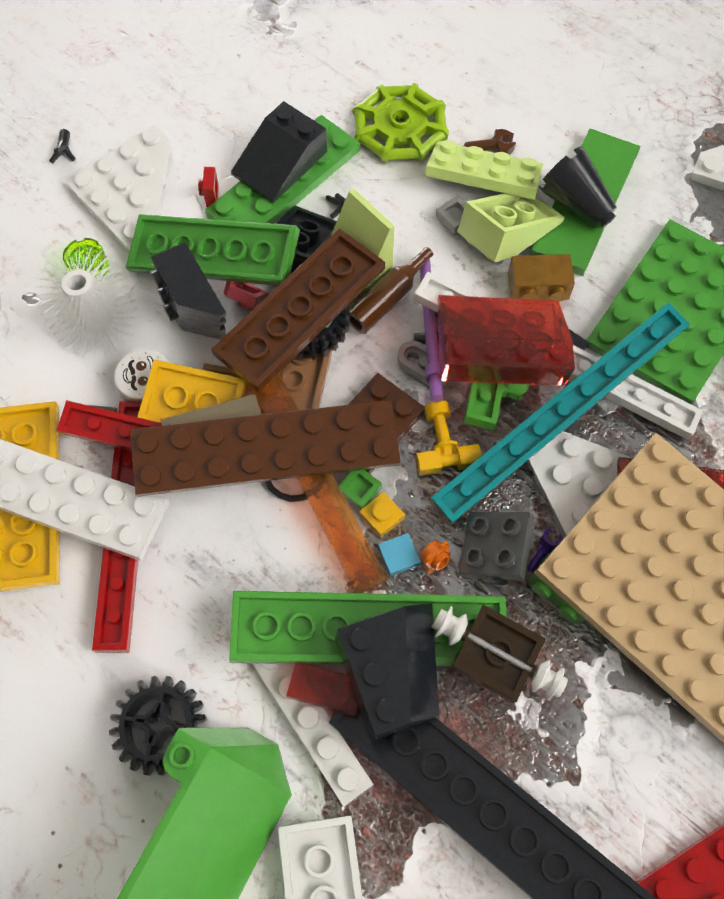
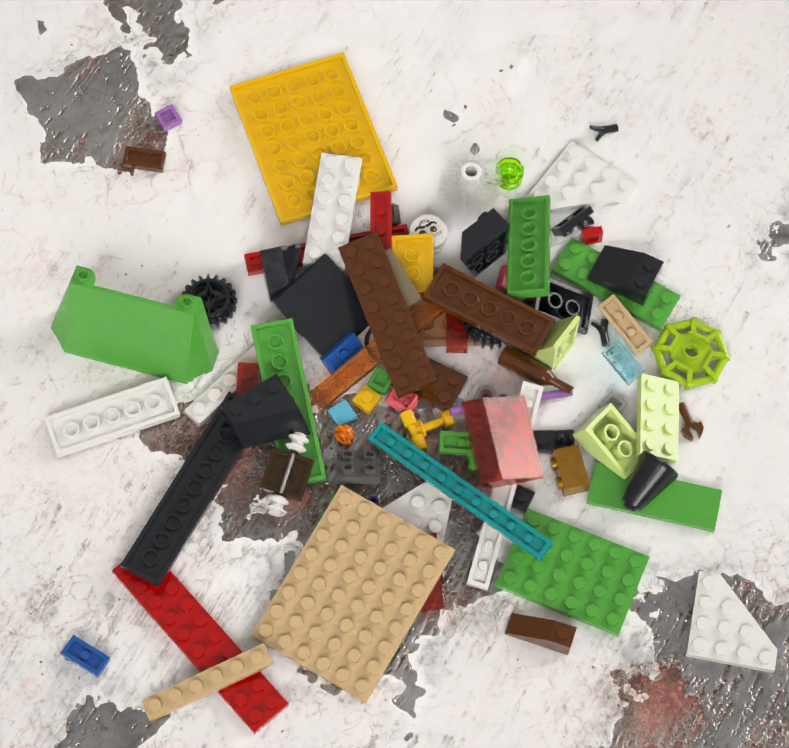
camera: 75 degrees right, 0 degrees up
(143, 595) = (279, 267): none -> black slope
(180, 198) = (577, 219): none -> black plate
(221, 543) = (322, 305): none -> black piece
(302, 533) = (341, 352): none -> blue plate
(315, 370) = (455, 336): none -> clear red plate
(347, 175) = (625, 324): none -> tan plate
(395, 475) = (402, 404): none -> coral plate
(399, 189) = (623, 362): none -> clear light blue plate
(492, 281) = (553, 439): none -> black plate

